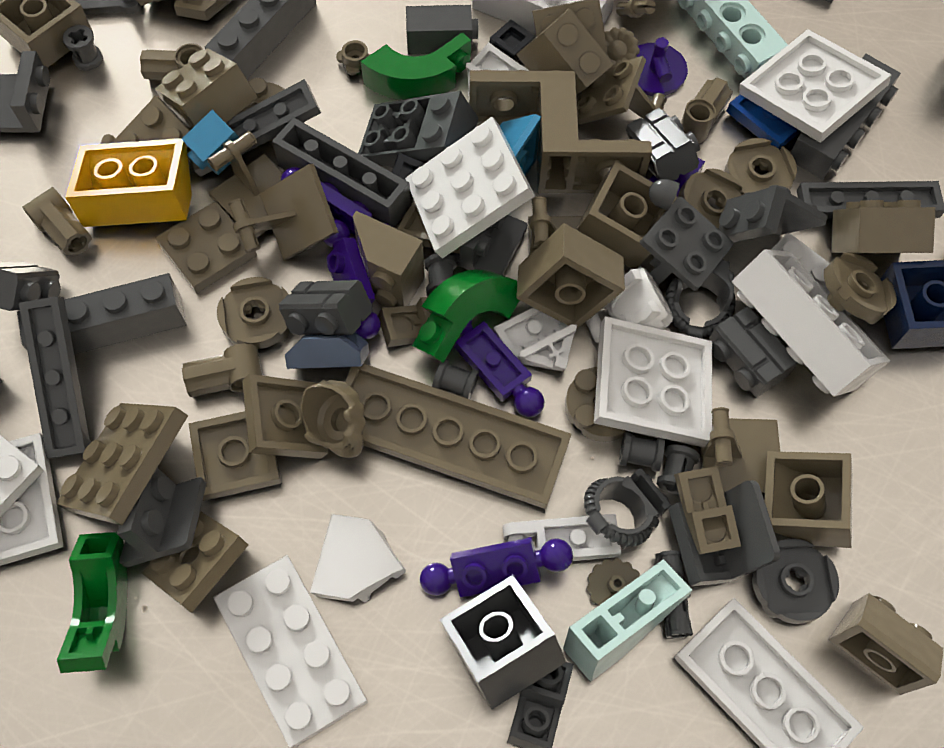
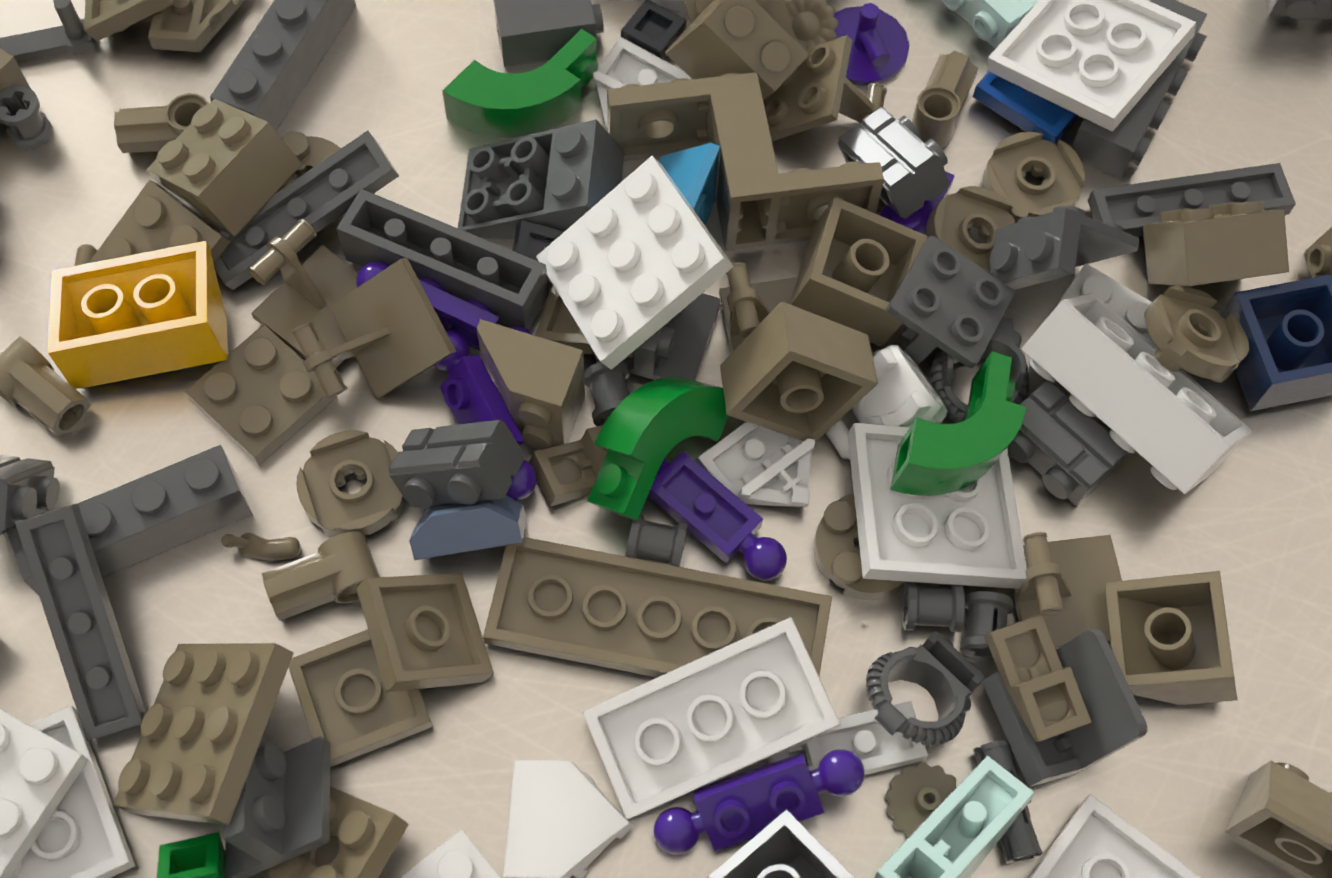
camera: 10 degrees left, 0 degrees up
(188, 348) = (262, 548): none -> dark tan piece
(207, 139) = (243, 238): dark azure brick -> none
(334, 417) = (498, 623): dark tan hair -> none
(352, 55) = (423, 72): dark tan plate -> none
(471, 504) = (710, 718): none -> white plate
(663, 193) = (909, 235): dark grey hinge -> none
(674, 347) = (953, 456): none -> green arch
(812, 598) = (1195, 778): dark grey plate -> none

